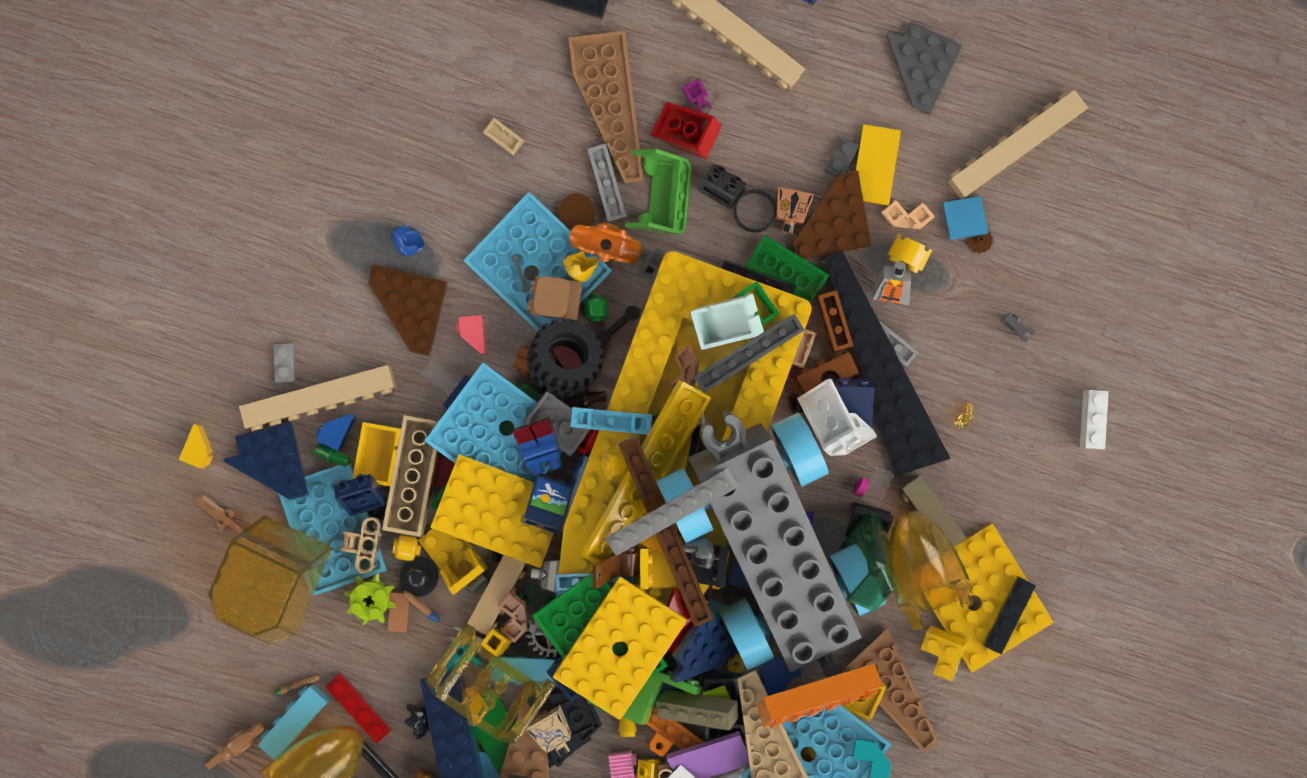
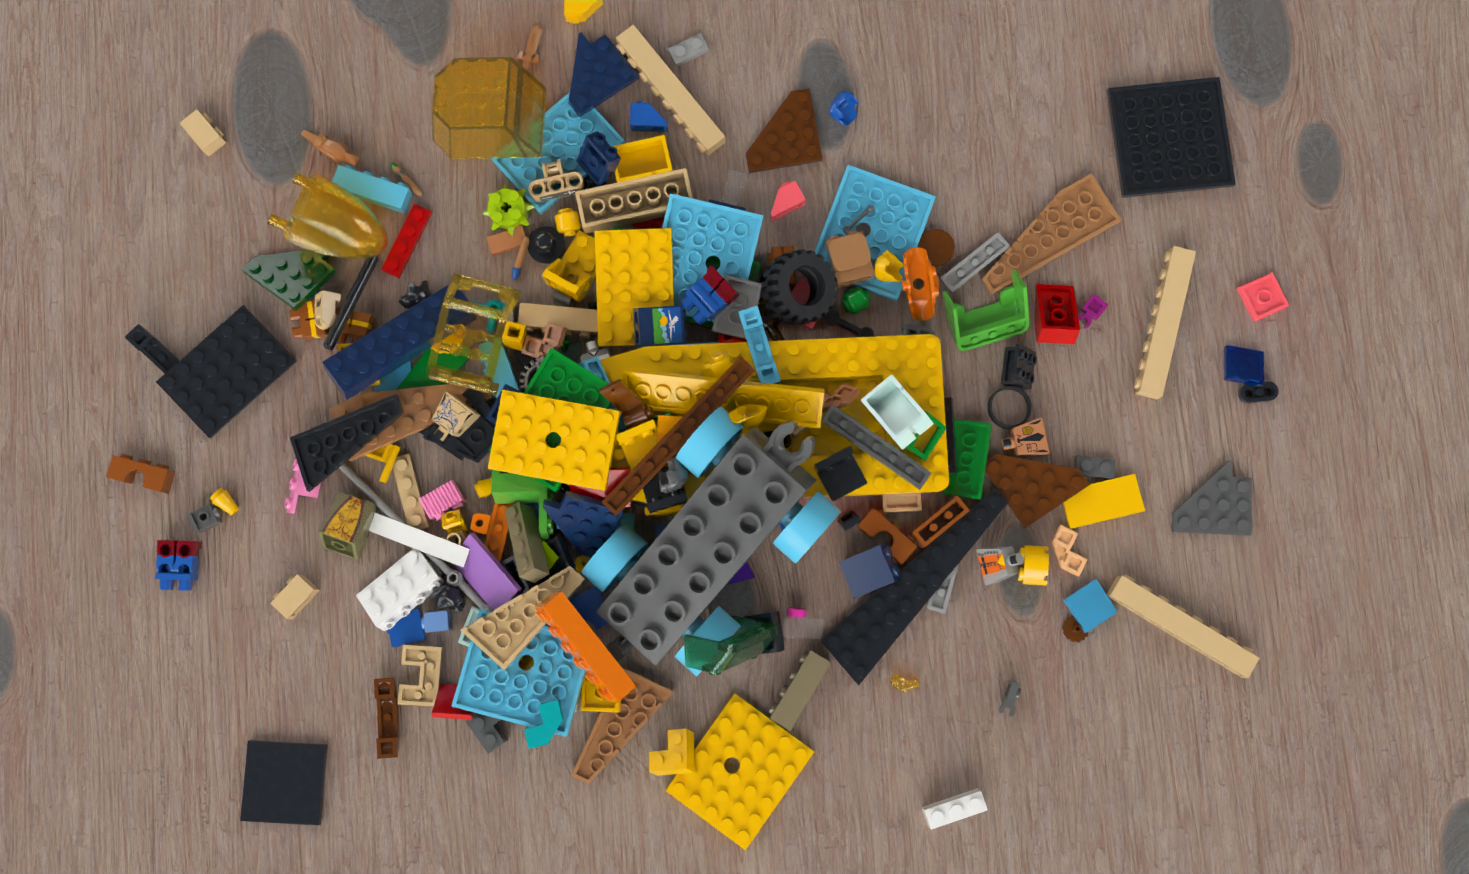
camera: 70 degrees right, 5 degrees down
(332, 455) = (623, 123): green axle -> none
(503, 136) = (975, 154): tan plate -> none
(672, 511) = (700, 427): light grey plate -> none
(674, 459) = (748, 415): none -> yellow cap
(760, 396) = (840, 474): none -> black bracket
(832, 423) = (841, 560): white bracket -> none
(925, 568) = (745, 700): clear yellow windscreen -> none
(1009, 615) = (734, 803): black plate -> none

